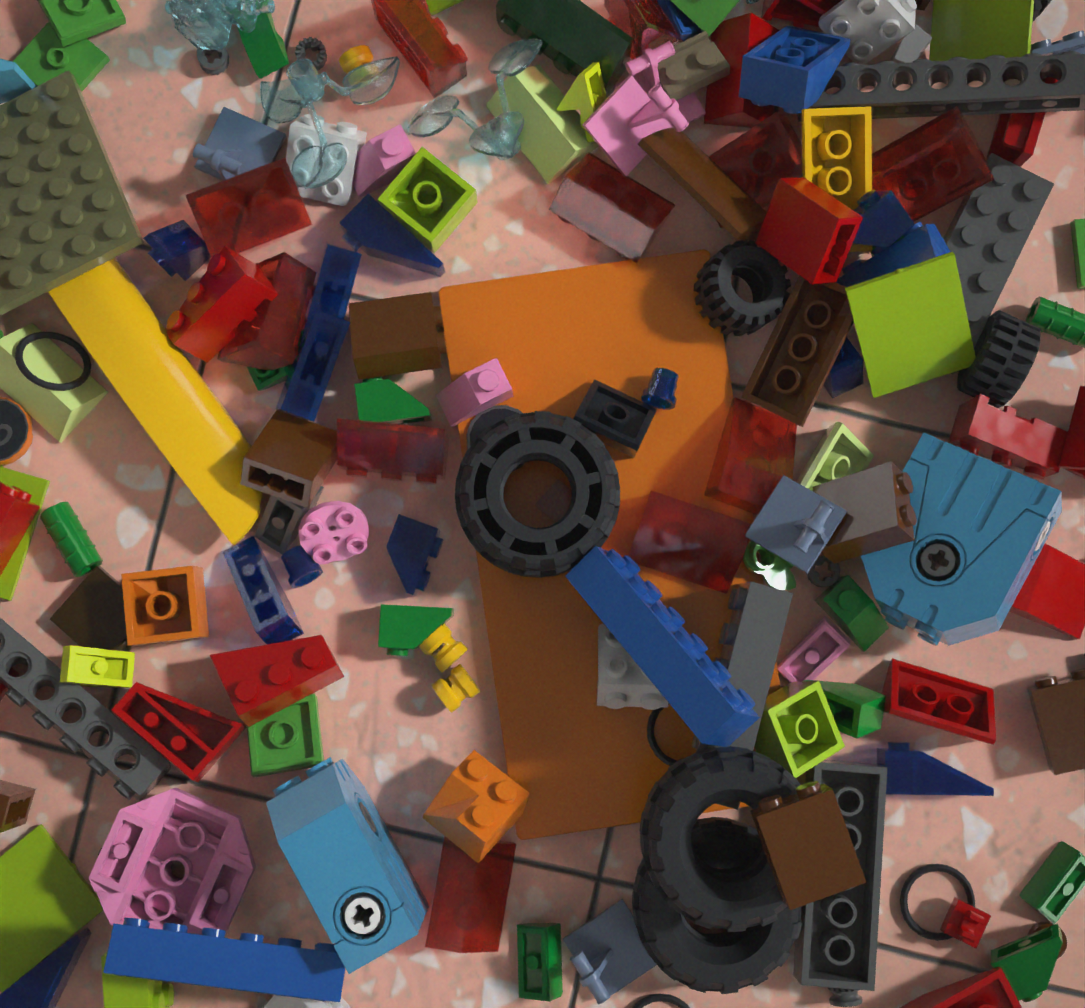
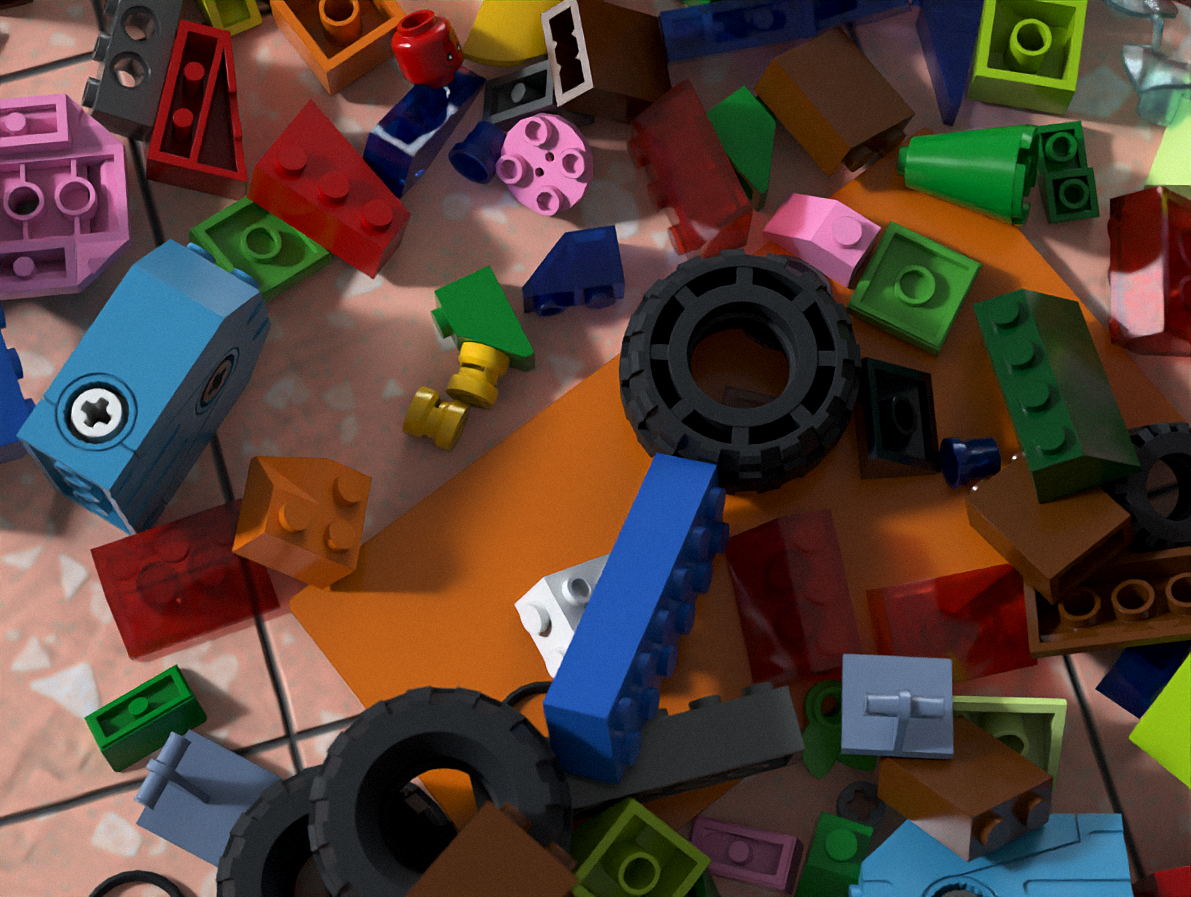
camera: 60 degrees right, 10 degrees down
(219, 565) = (427, 49): none -> red head
(488, 278) = (976, 169): none -> green cone
(514, 226) = (1064, 175): none -> green slope
(538, 358) = (913, 288): none -> bright green plate
(656, 316) = (1055, 393): none -> dark green slope
(725, 366) = (1052, 541): none -> reddish brown brick

